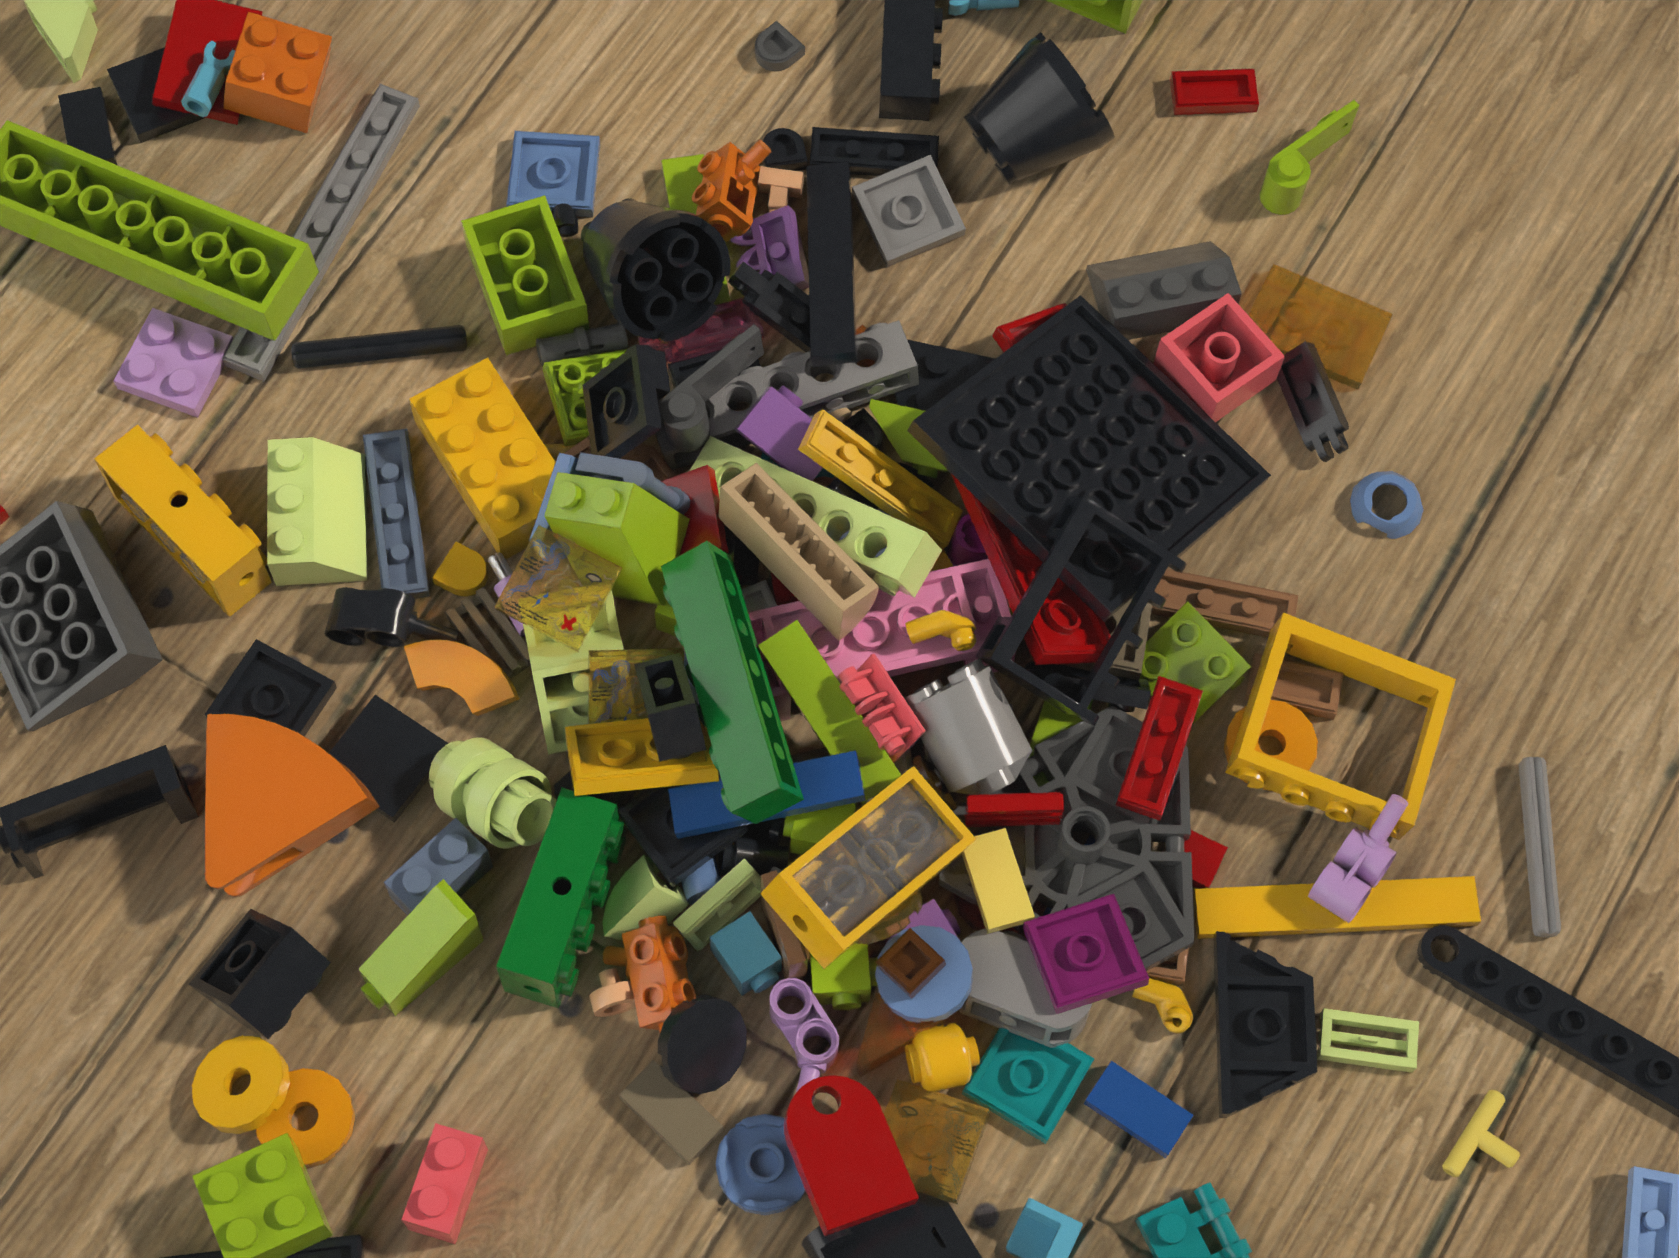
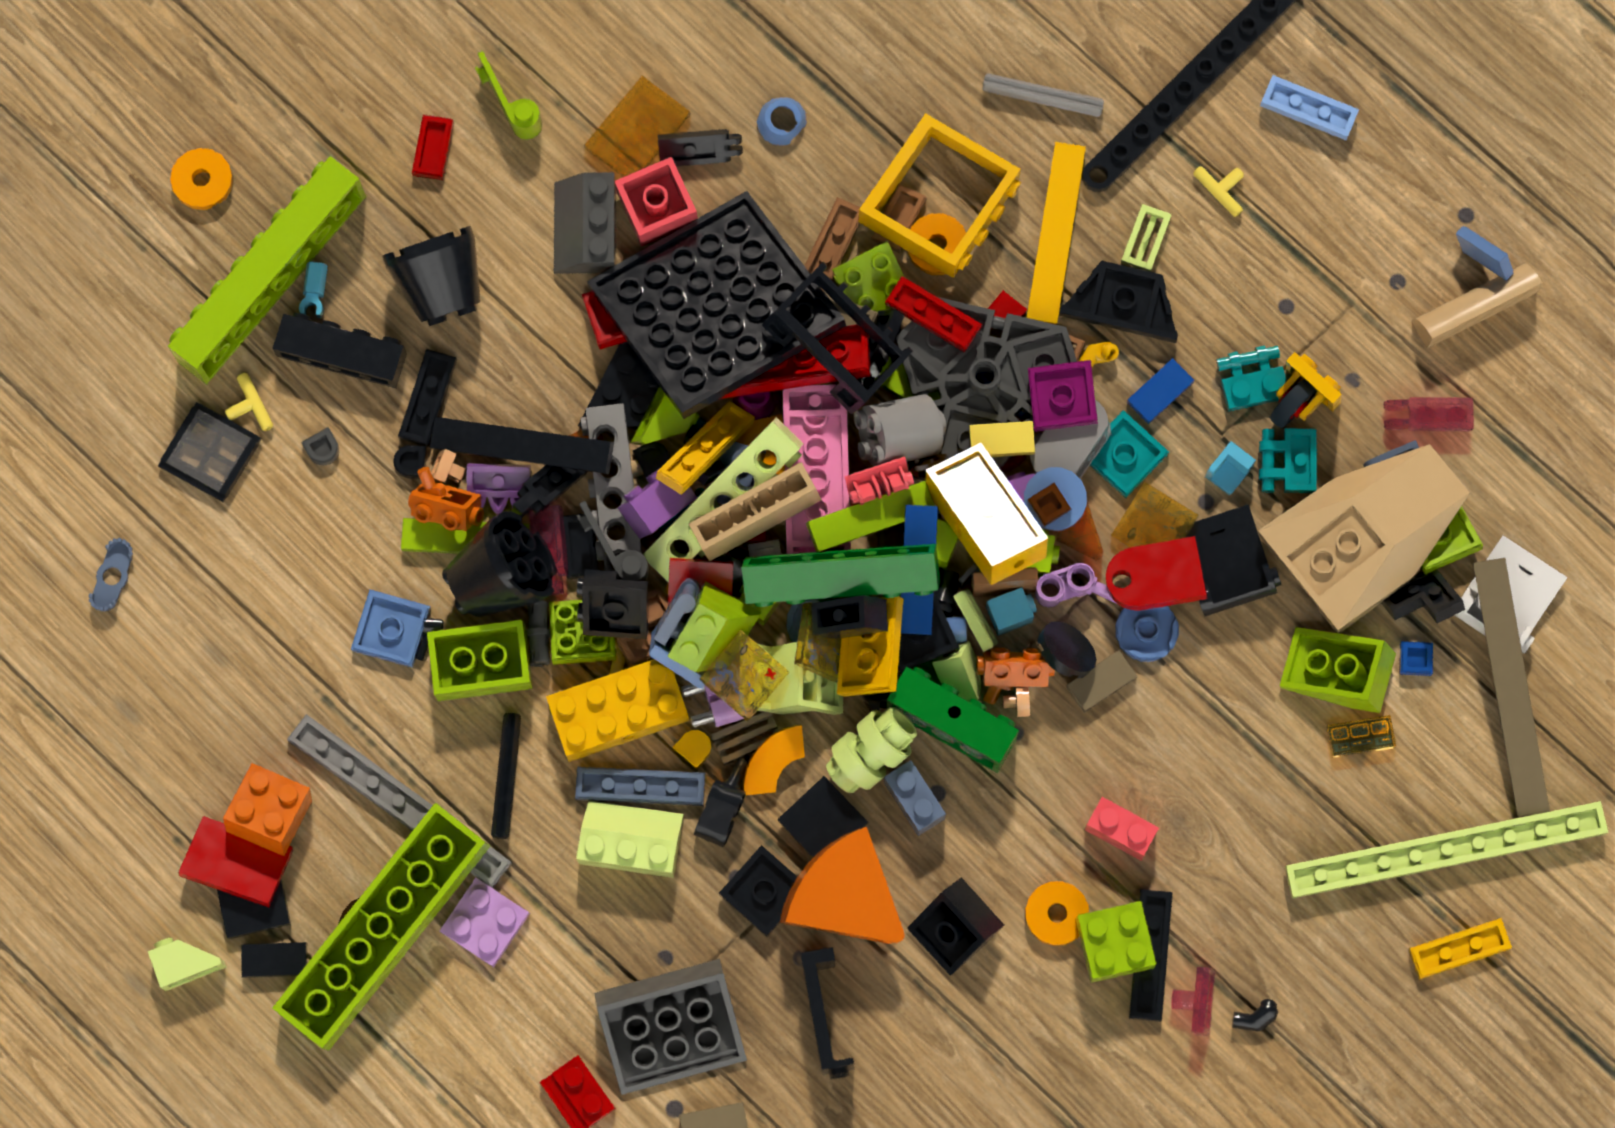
camera: 70 degrees left, 10 degrees up
(184, 519) = (645, 914): yellow brick -> none
(207, 82) = (264, 860): medium azure bar -> none
(220, 1070) = (1047, 945): yellow tile -> none
(420, 949) = (967, 818): lime slope -> none
(908, 210) = (484, 384): light grey tile -> none
(942, 1057) = (1106, 503): yellow head -> none
(946, 624) = (827, 430): yellow arm -> none
(1014, 809) = (959, 416): red tile -> none
(1358, 864) = (1035, 211): lavender beam -> none

